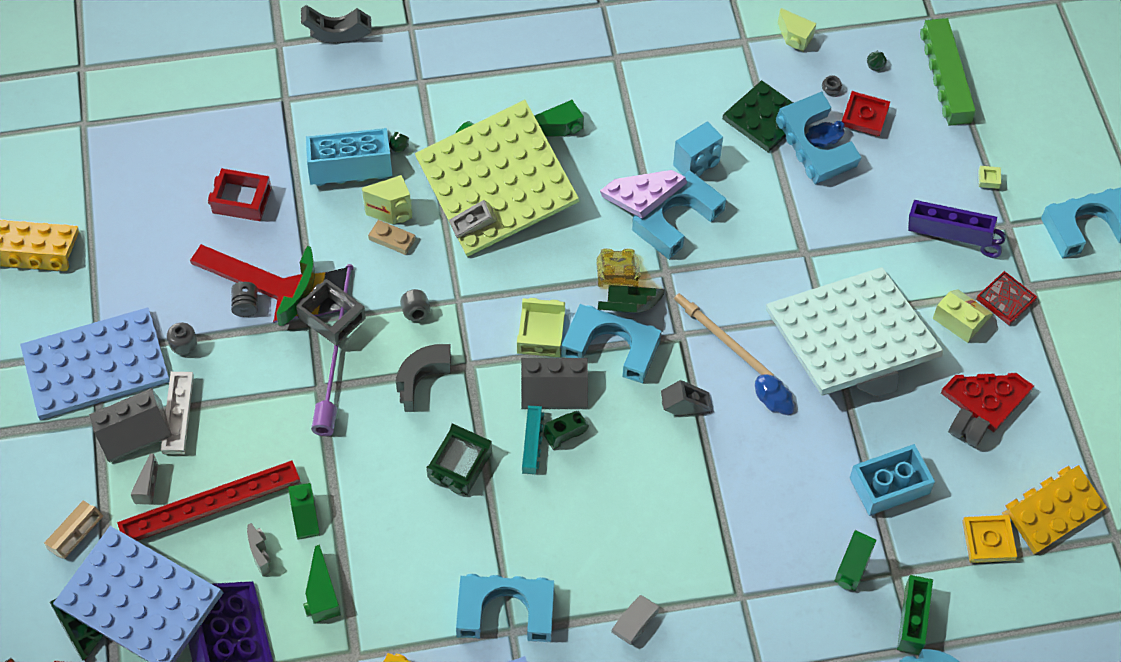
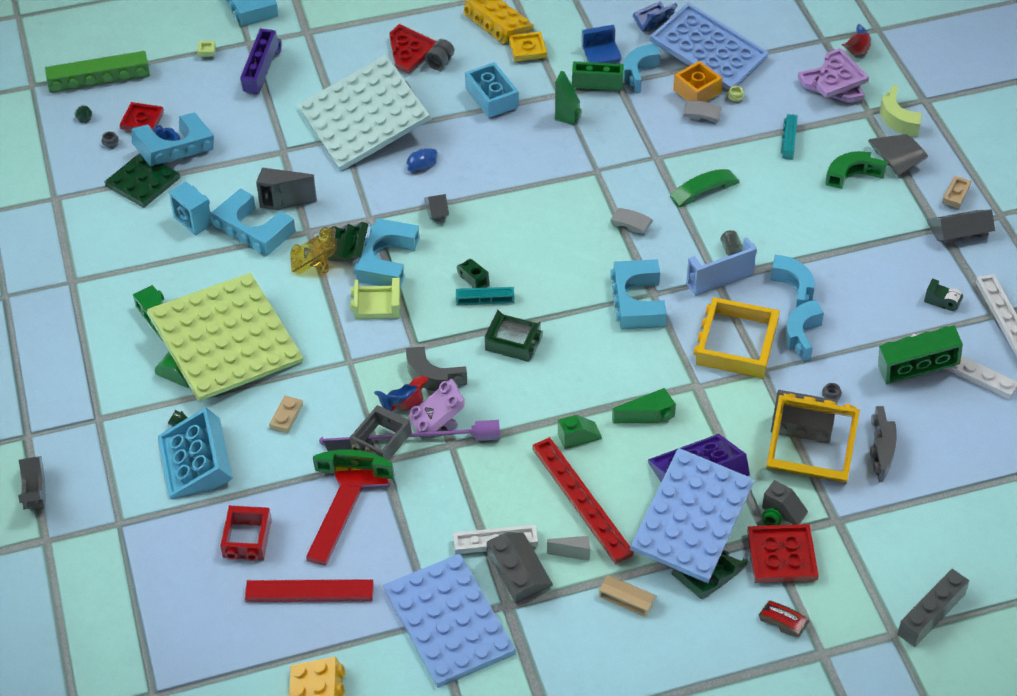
camera: 95 degrees left, 10 degrees down
(161, 247) = (309, 590): none -> red tile
(181, 338) = (418, 546): dark grey head -> none
(244, 303) = (369, 507): dark grey piece -> none
(256, 541) = (616, 458): light grey slope -> none
(358, 369) = (438, 409): none -> lavender shield
(386, 340) = (405, 397): none -> hair
(388, 201) = (254, 407): yellowish green slope -> none
(415, 305) = (362, 383): dark grey head -> none
(473, 219) = (273, 345): light grey slope -> none
(554, 383) = (431, 285): dark grey slope -> none
(643, 192) = (234, 241): lavender plate -> none
(694, 311) = (348, 209): tan bar -> none
(721, 235) = (285, 189): none -> dark grey slope
(795, 29) = (48, 162): yellowish green slope -> none
(961, 314) = (339, 61): yellowish green slope -> none
(983, 632) = (600, 44): none -> blue bracket
(1006, 298) = (319, 41): tile -> none

